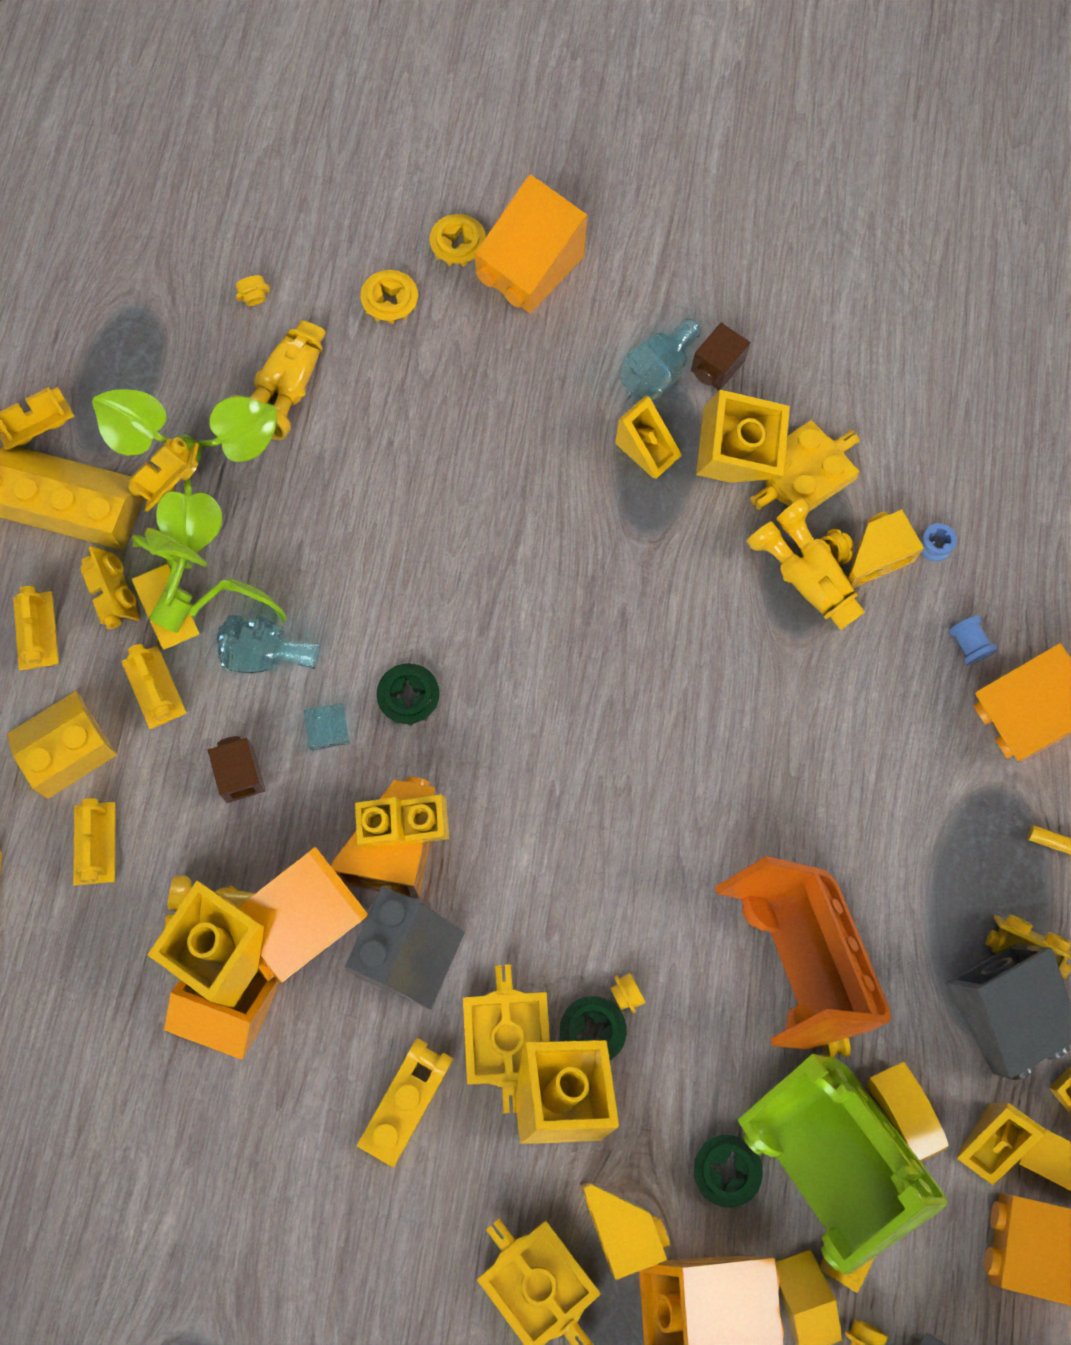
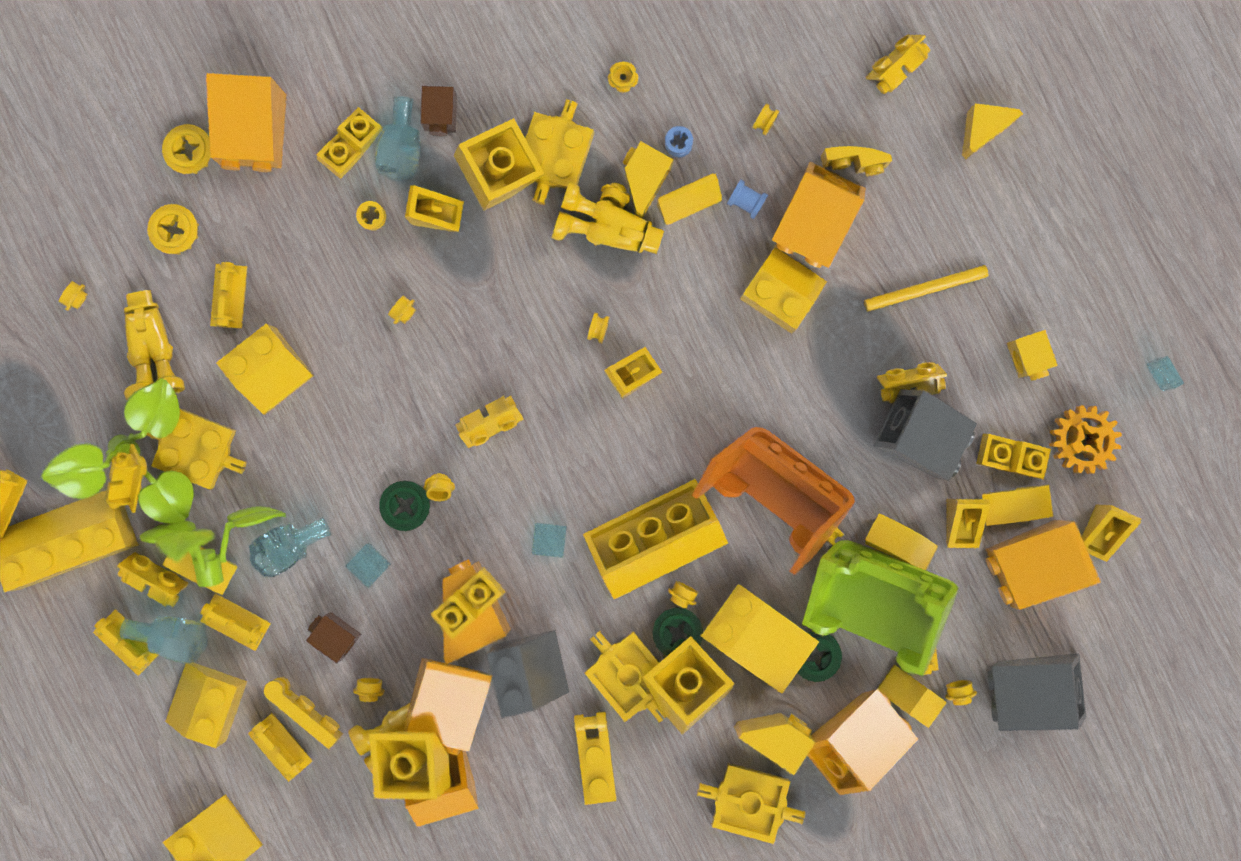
camera: 30 degrees left, 15 degrees up
(80, 652) = (169, 636): none -> clear light blue piece
(145, 821) = (302, 712): none -> yellow plate
(229, 850) = (369, 689): none -> yellow plate
(251, 499) = (197, 450): none -> yellow plate
(375, 470) = (265, 368): none -> yellow slope
(394, 386) = (228, 295): none -> yellow hinge
(455, 699) = (439, 487): none -> yellow plate
(527, 834) = (549, 540): none -> clear light blue tile
(537, 672) = (476, 429): none -> yellow hinge
(548, 510) = (402, 310): none -> yellow plate
(582, 397) = (365, 208): none -> yellow bush
(611, 334) = (350, 143): none -> yellow slope
(640, 912) = (654, 539): none -> yellow slope
(680, 1100) = (760, 638): none -> yellow slope
(731, 658) = (598, 328): none -> yellow bush
(734, 725) = (632, 372): none -> yellow slope
(912, 600) = (689, 199): none -> yellow slope
(926, 438) = (626, 69): none -> yellow plate
(949, 754) = (783, 290): none -> yellow slope
(1043, 578) = (765, 119): none -> yellow bush

